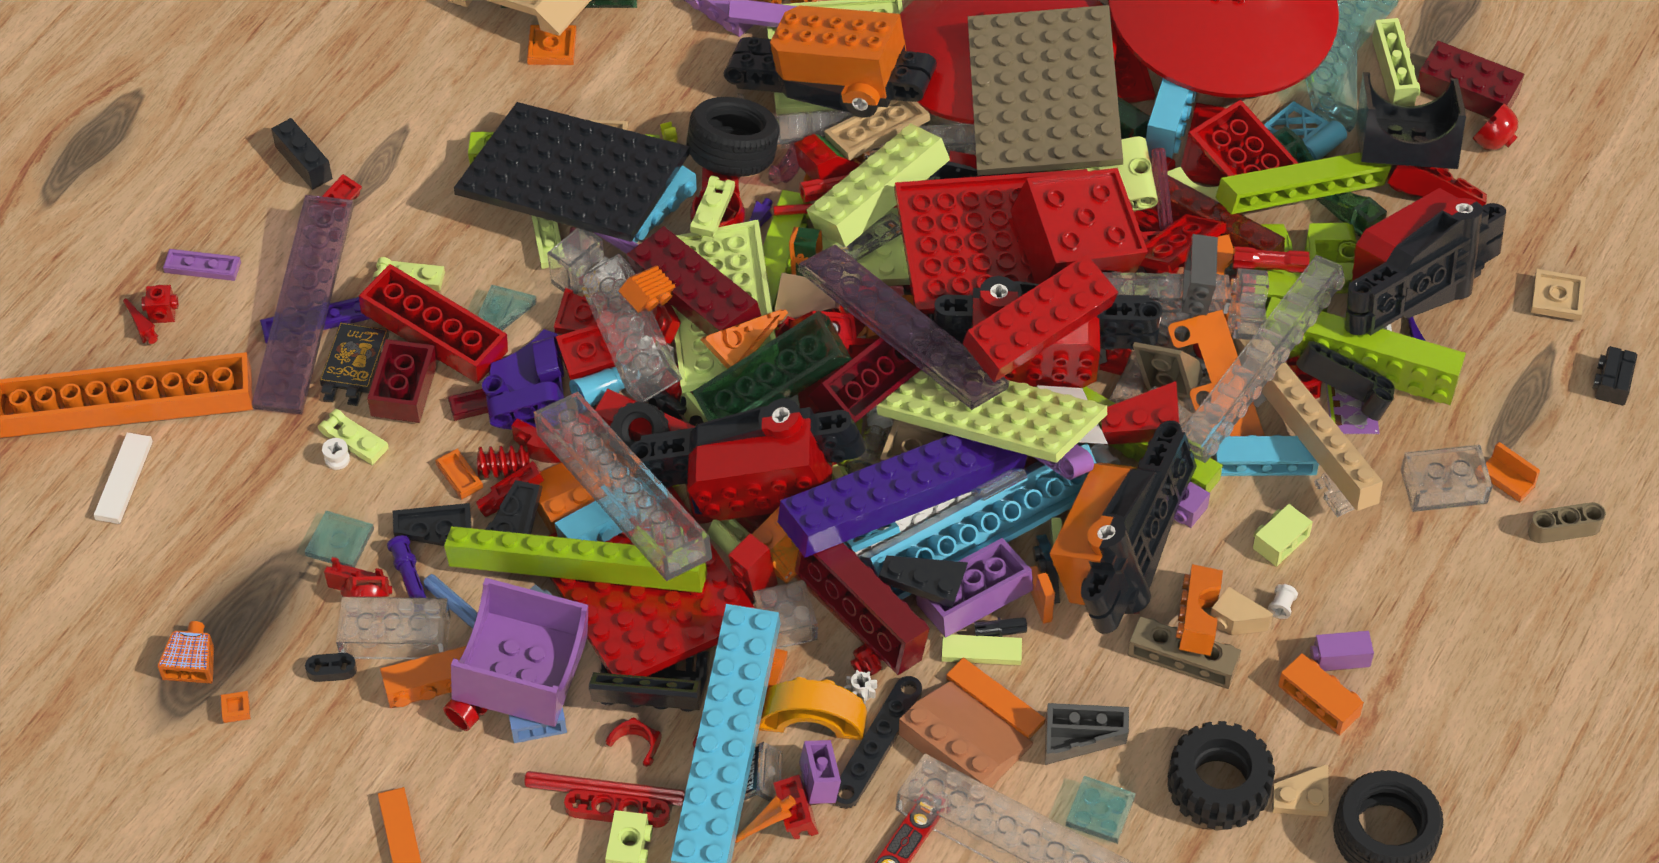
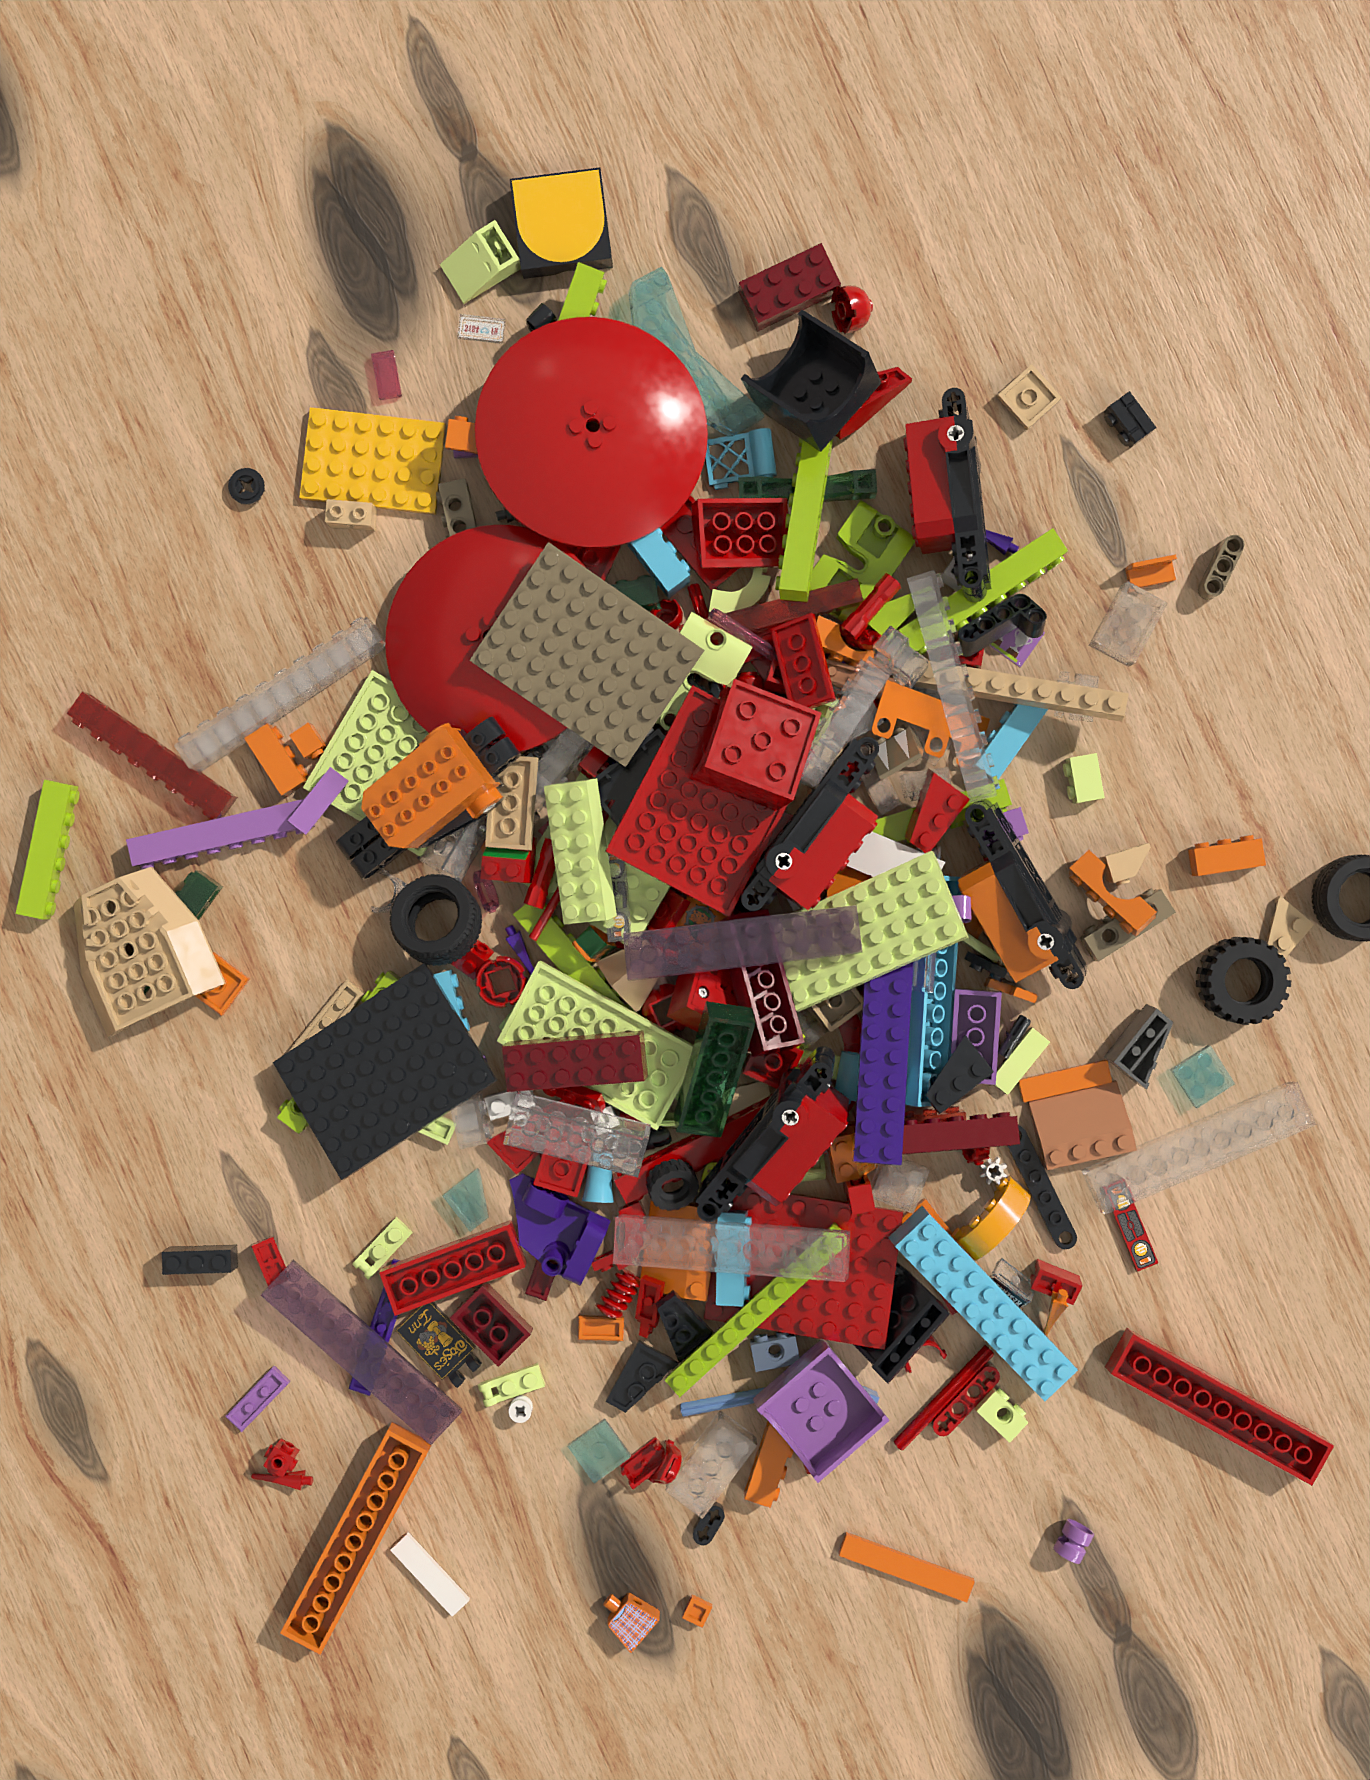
camera: 55 degrees left, 35 degrees up
(405, 563) = (656, 1419): dark purple pin -> none
(647, 289) = (567, 1110): orange brick -> none
(668, 132) = (386, 957): neon yellow piece -> none
(712, 207) = (503, 990): yellowish green plate -> none
(742, 339) = (660, 1068): orange wing -> none
(819, 772) = (1045, 1251): medium lavender brick -> none
(1040, 318) = (835, 851): red brick -> none
(1199, 274) = (871, 690): dark grey window -> none
(1283, 600) = (1136, 822): white bush -> none
(1343, 650) = (1208, 816): medium lavender brick -> none
(1395, 62) = (730, 331): yellowish green brick -> none

